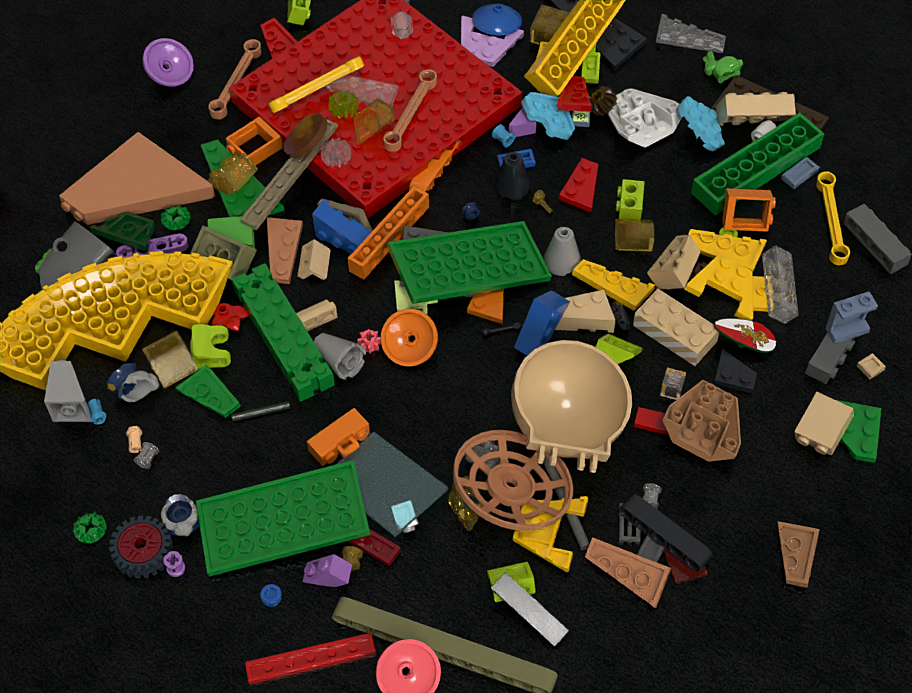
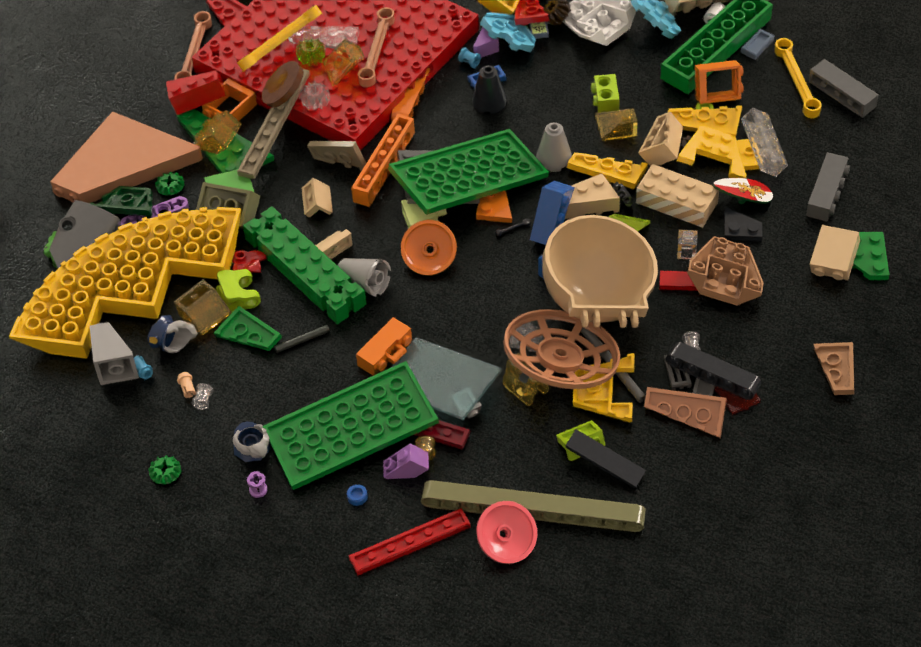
camera: 10 degrees left, 5 degrees down
(134, 534) = (217, 489): wheel -> none
(173, 56) = (124, 38): medium lavender dish -> none
(221, 125) = (195, 91): none -> red wedge
(283, 247) = (282, 190): nougat wing -> none
(337, 229) = (332, 165): blue wedge -> none
(369, 340) = (392, 257): coral gear -> none
(471, 211) = (456, 129): dark blue bush -> none
(538, 198) = (517, 107): clear yellow hand -> none
(581, 185) = (555, 89): red wing -> none
(849, 316) = (835, 154): sand blue panel -> none
(871, 366) = (864, 198): tan tile -> none

